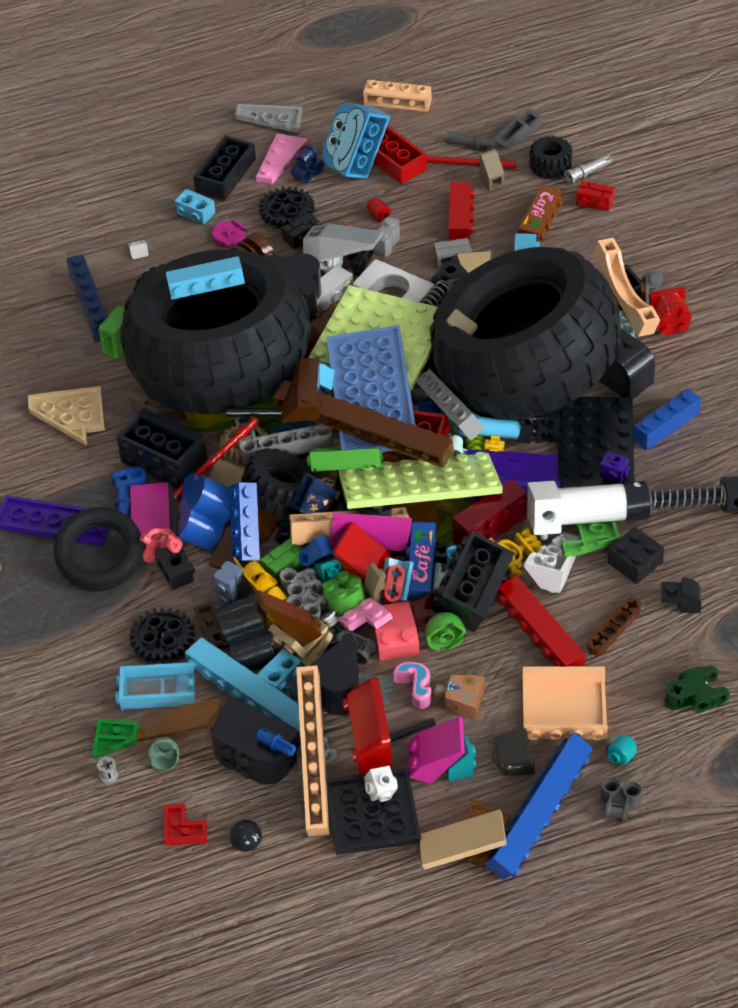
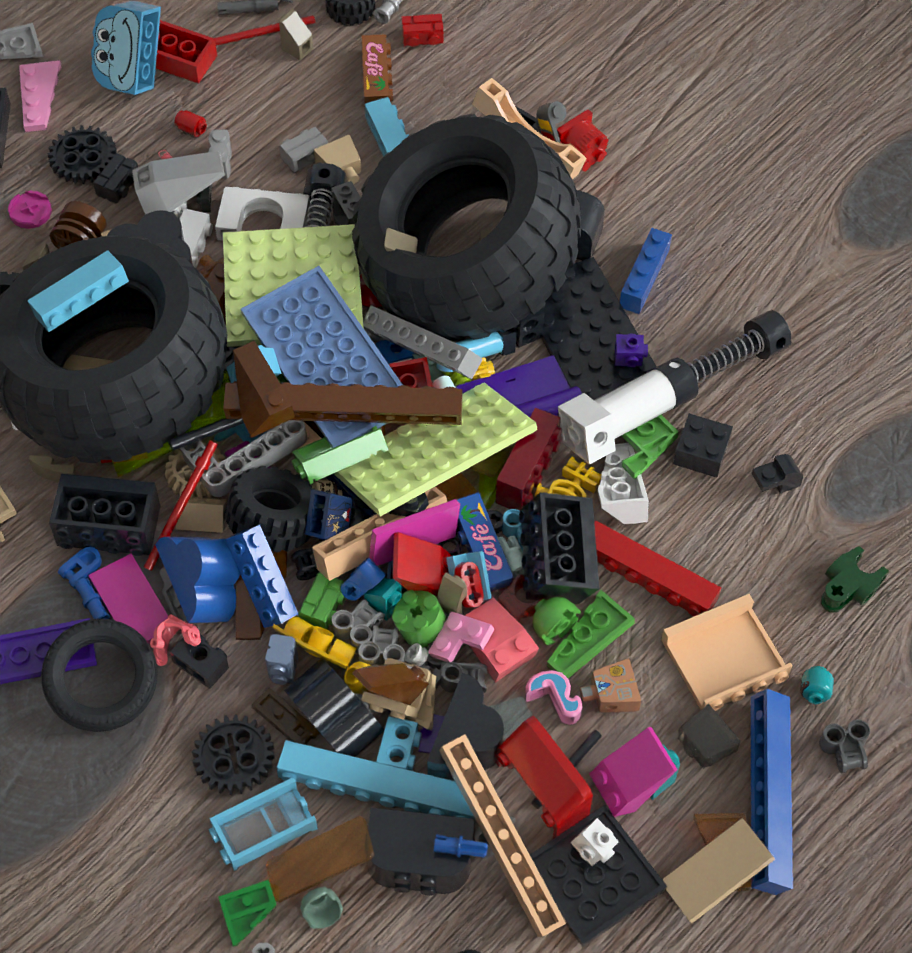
camera: 30 degrees left, 10 degrees up
(307, 164) = (79, 94): dark blue piece -> none
(460, 210) = (285, 96): red brick -> none
(473, 653) = (594, 632): none -> bright green wing
(611, 624) = (724, 538): reddish brown beam -> none

